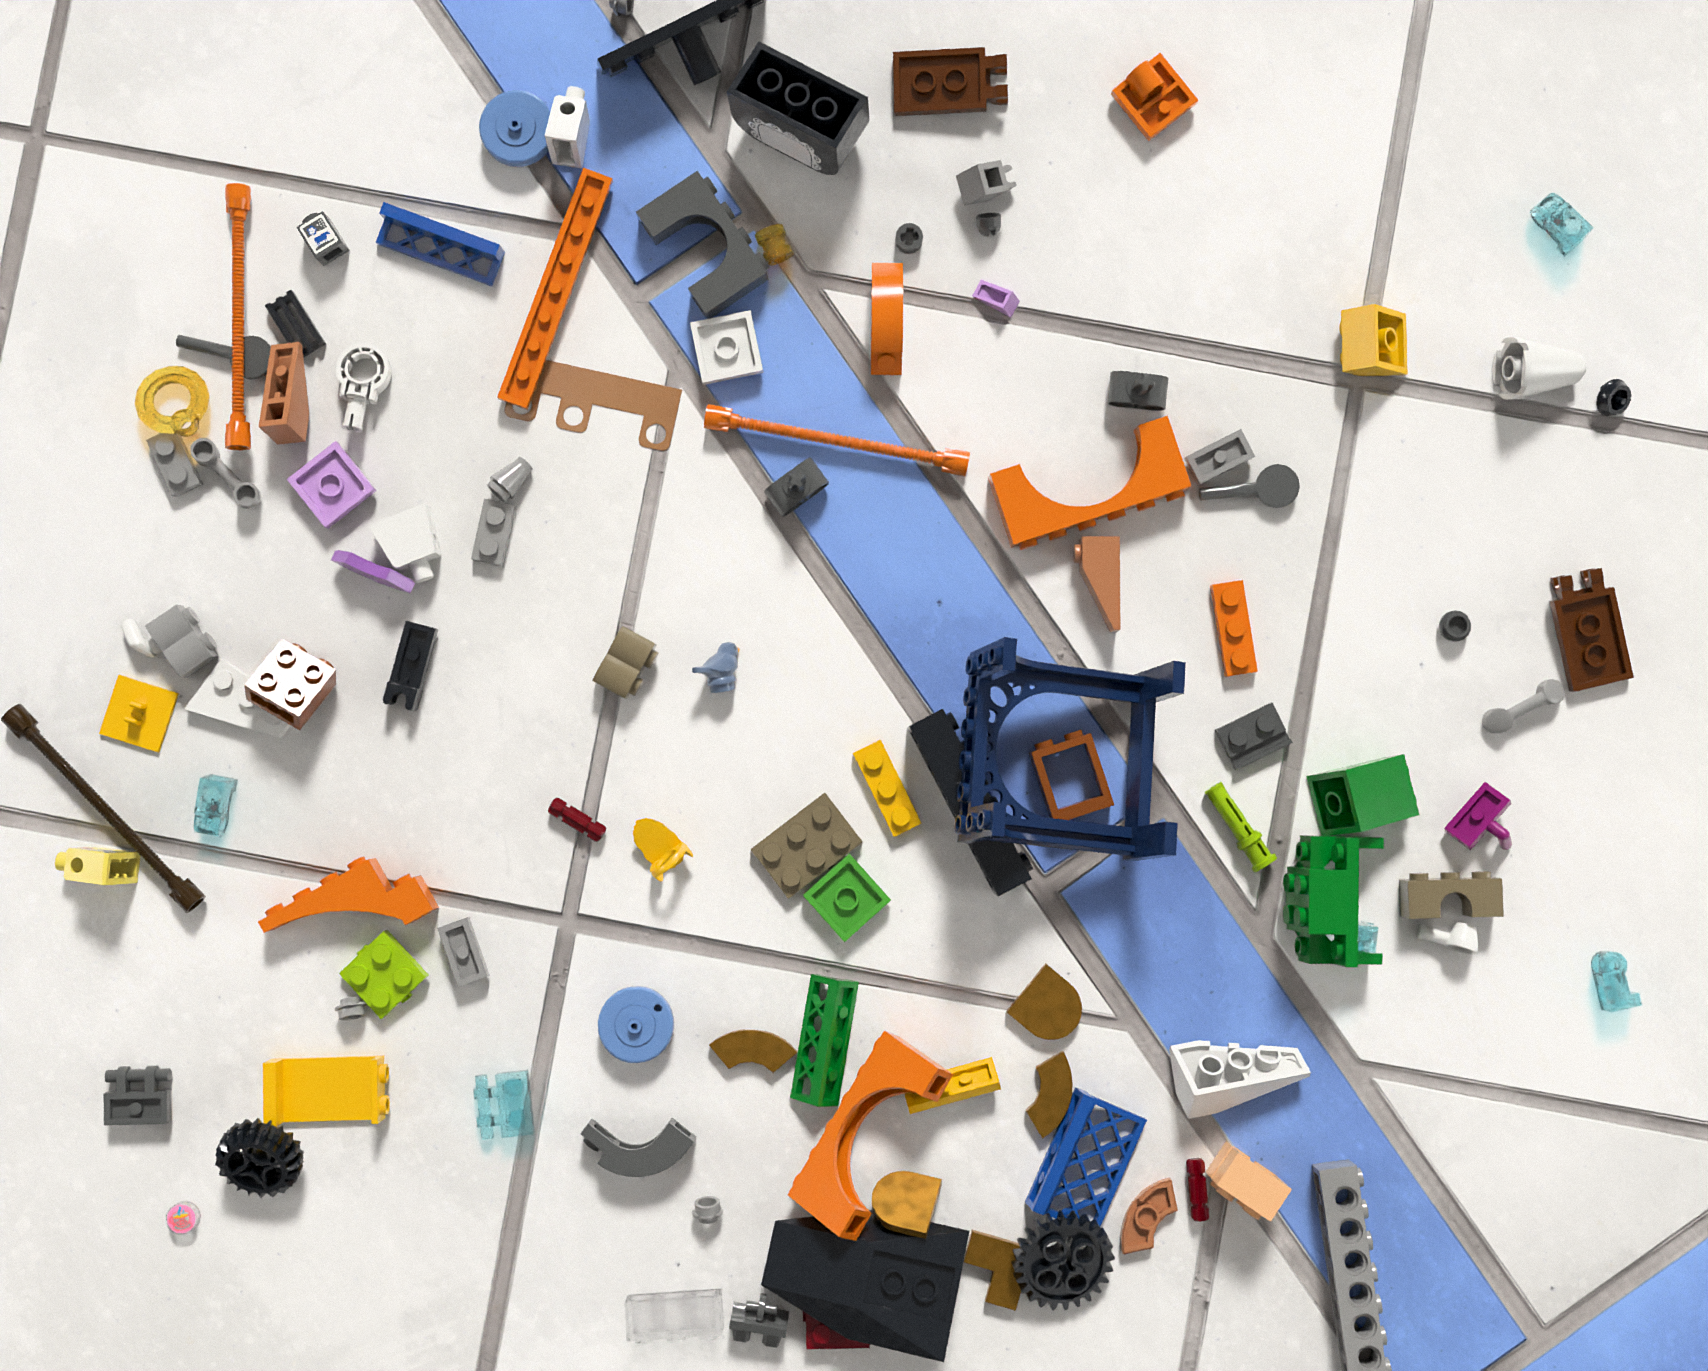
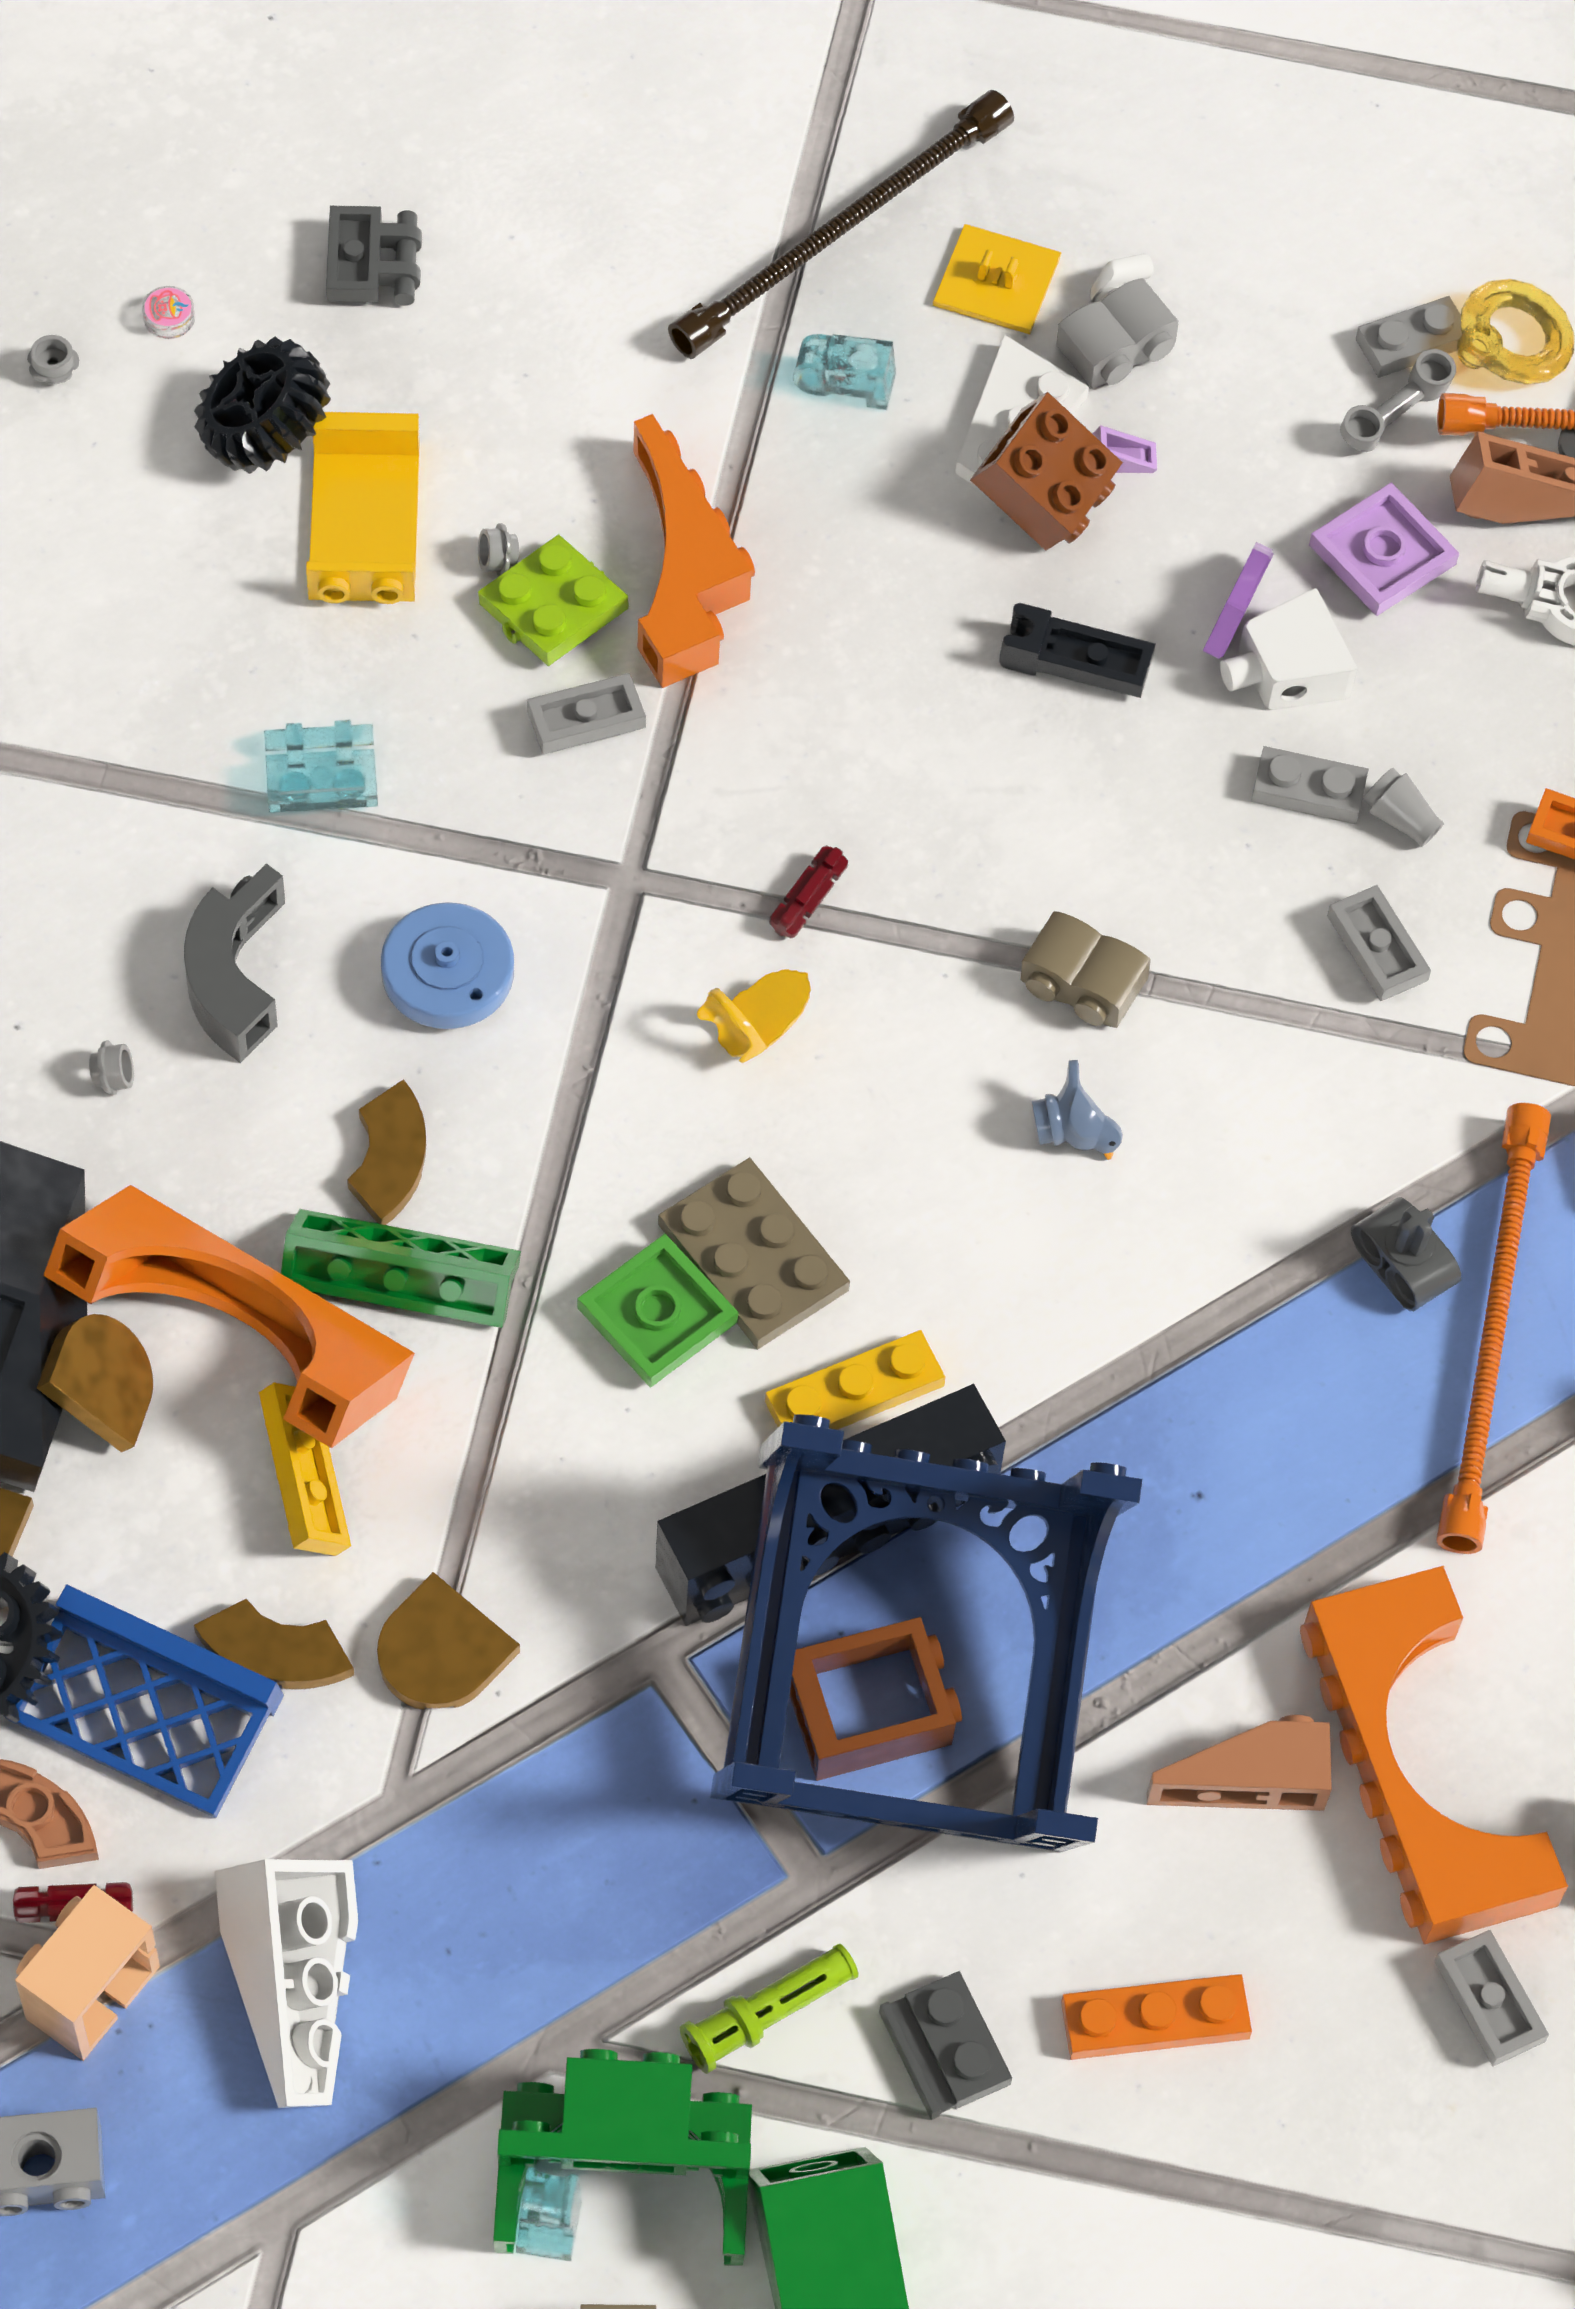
camera: 90 degrees right, 25 degrees down
(99, 865) = (750, 190): light yellow torso -> none
(214, 1285) = (52, 349): none -> light grey plate
(265, 638) = (1135, 453): none -> lavender piece
(599, 496) = (1379, 943): none -> light grey plate
(1274, 486) = (1435, 2103): dark grey piece -> none

